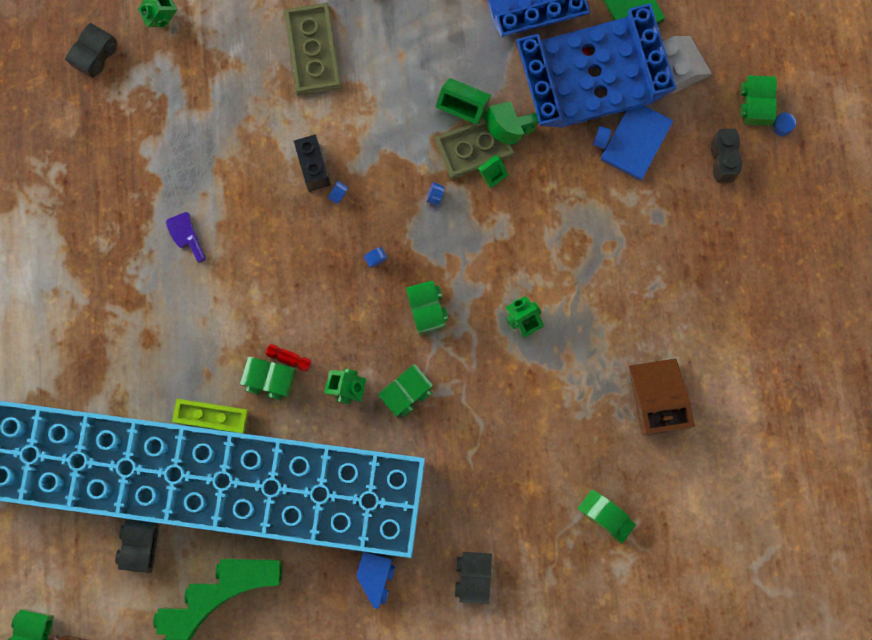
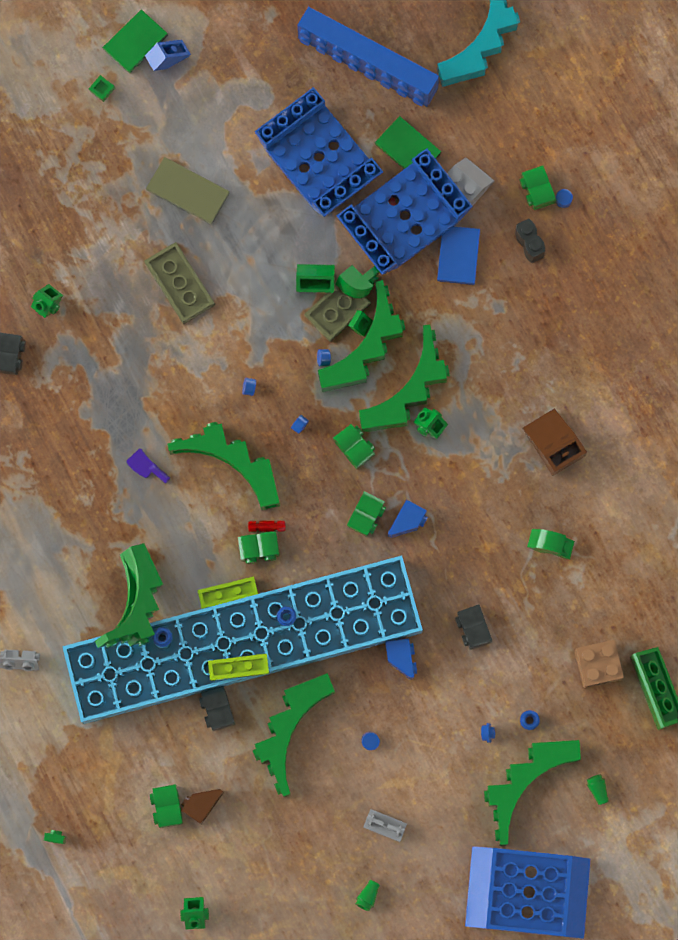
camera: 25 degrees left, 0 degrees up
(100, 432) = (162, 630): none -> blue plate
(117, 364) = (142, 584): none -> green arch
(175, 511) = (238, 667): none -> lime plate
(250, 473) = (282, 611): none -> blue plate
(270, 238) = (213, 444): none -> green arch
(312, 163) = (220, 372): black brick -> none
(345, 386) = (320, 528): green brick -> none
(451, 418) = (408, 520): none -> blue slope
(460, 218) = (351, 369): none -> green arch
(486, 286) = (428, 372): none -> green arch
(602, 137) = (431, 264): blue piece -> none

